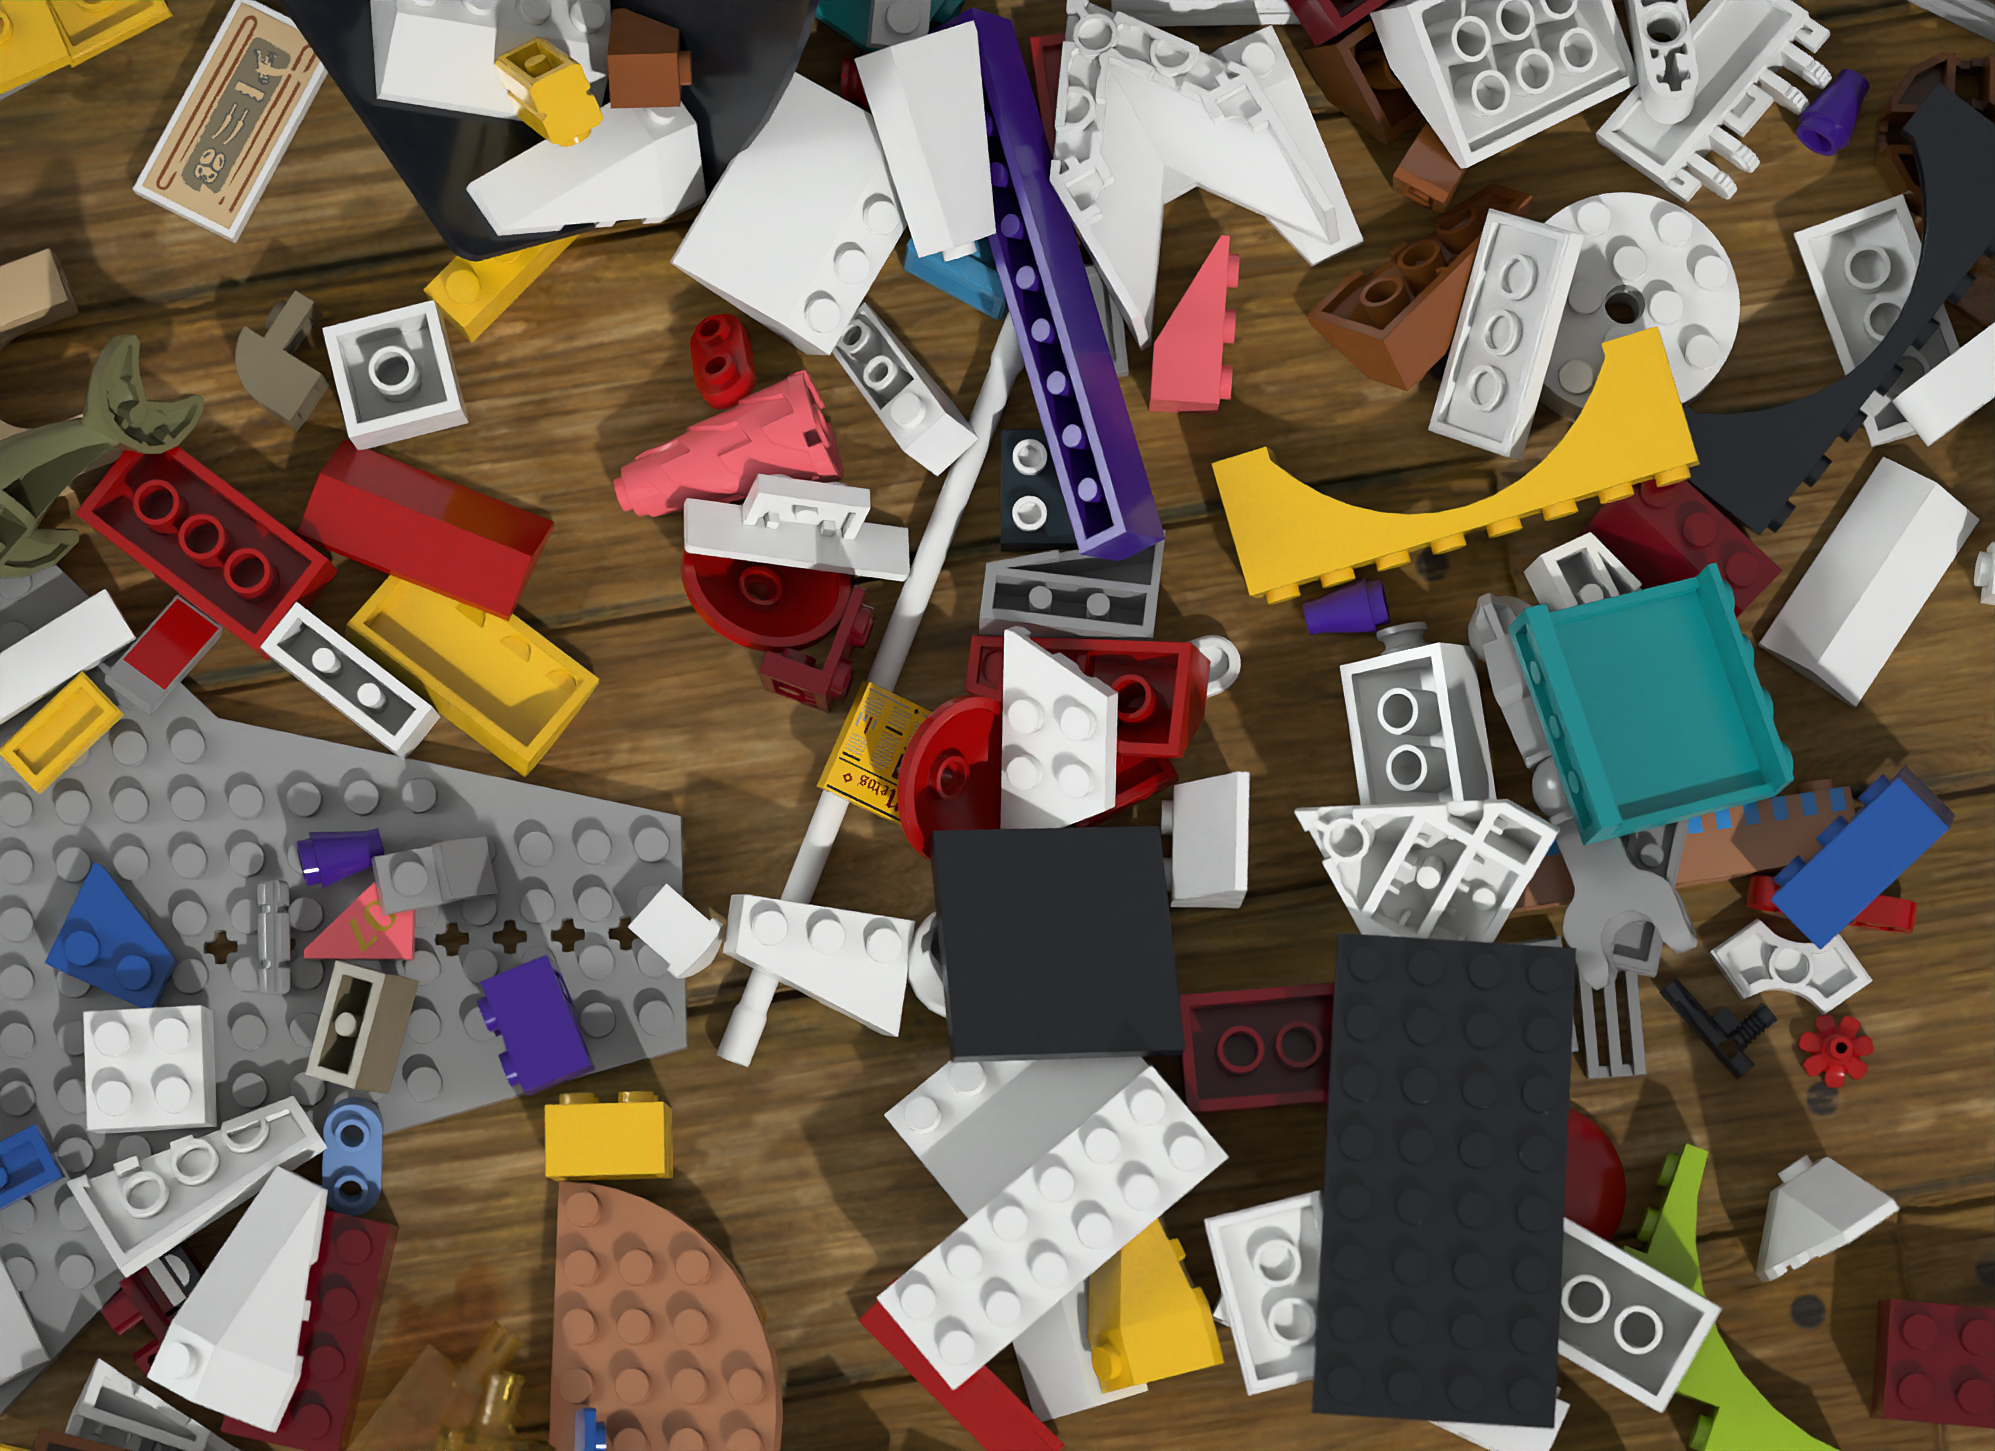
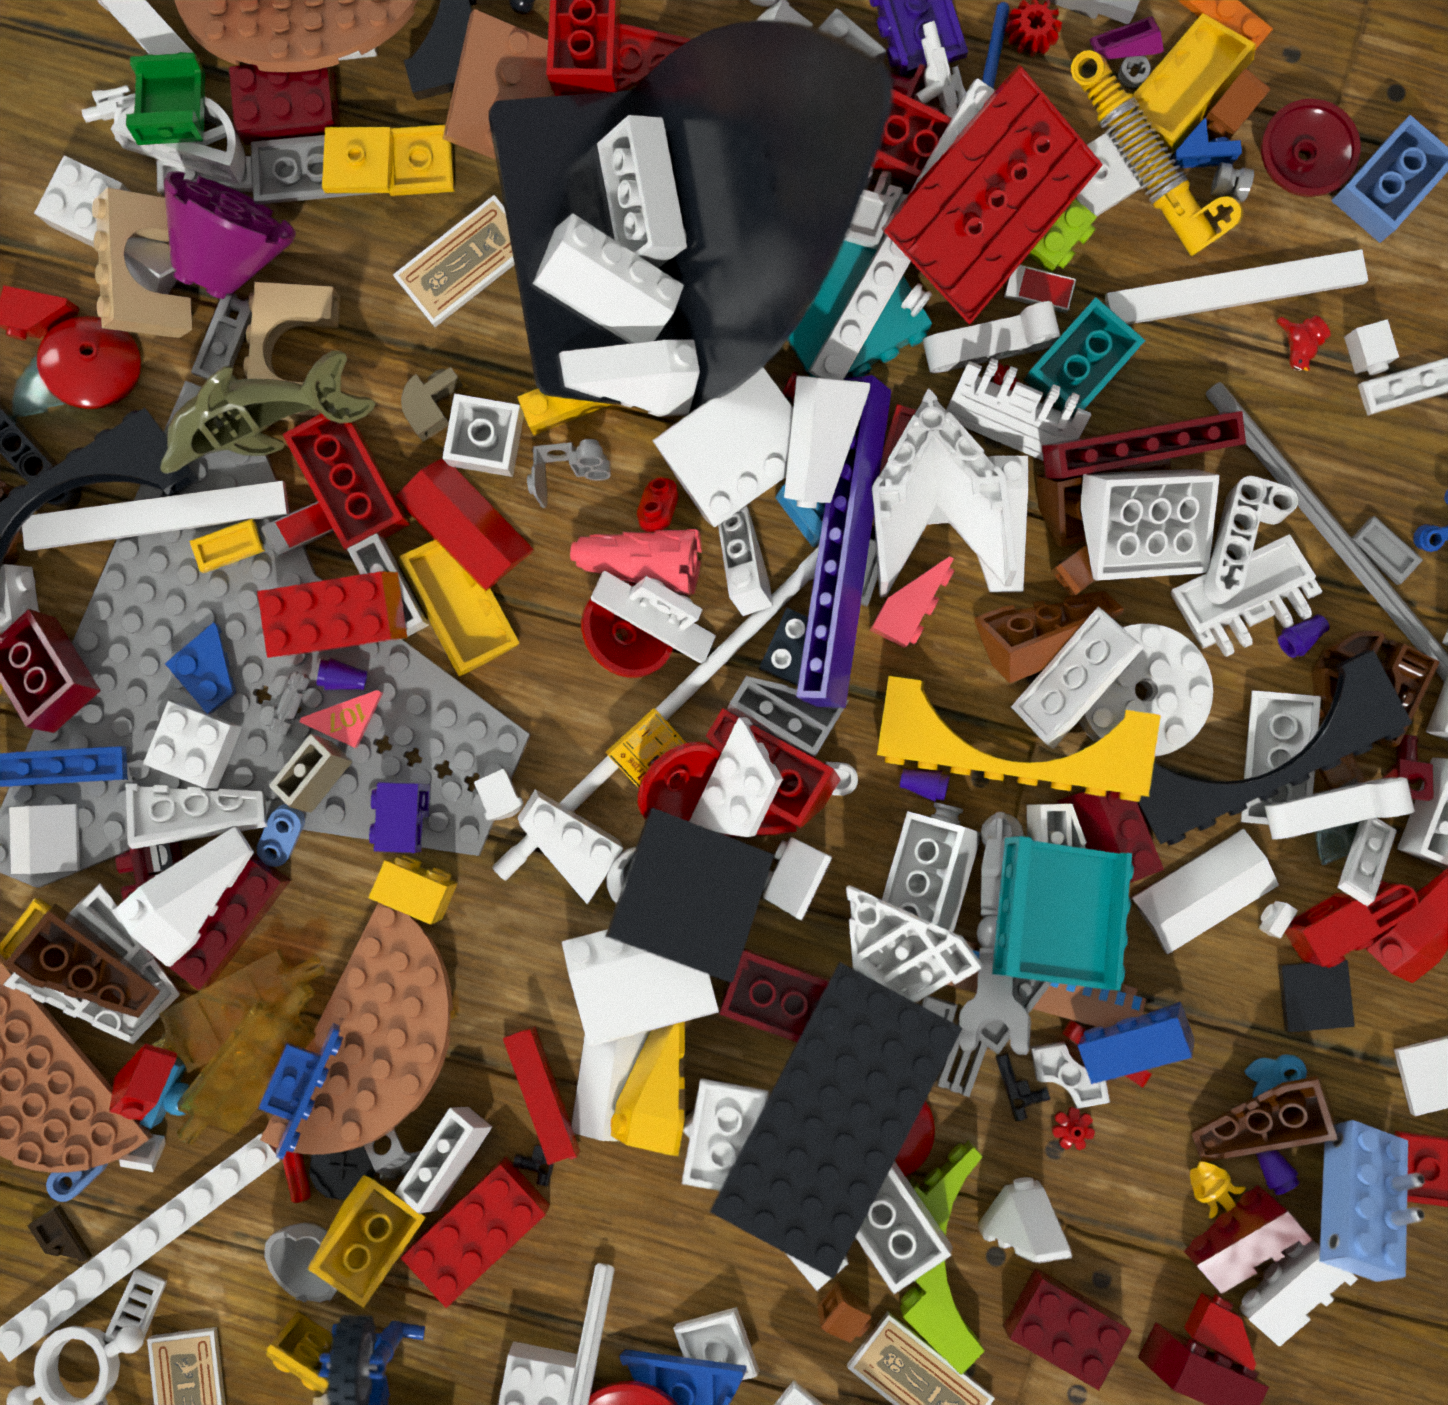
camera: 25 degrees right, 5 degrees up
(285, 758) = (332, 614): none -> red brick
(434, 875) = (385, 710): light grey slope -> none
(549, 92) = (626, 321): yellow brick -> none
(578, 345) = (585, 461): none -> light grey piece
(645, 62) = (685, 327): dark orange slope -> none
(795, 674) = (642, 698): dark red bracket -> none
(1052, 1227) = (618, 1046): white brick -> none

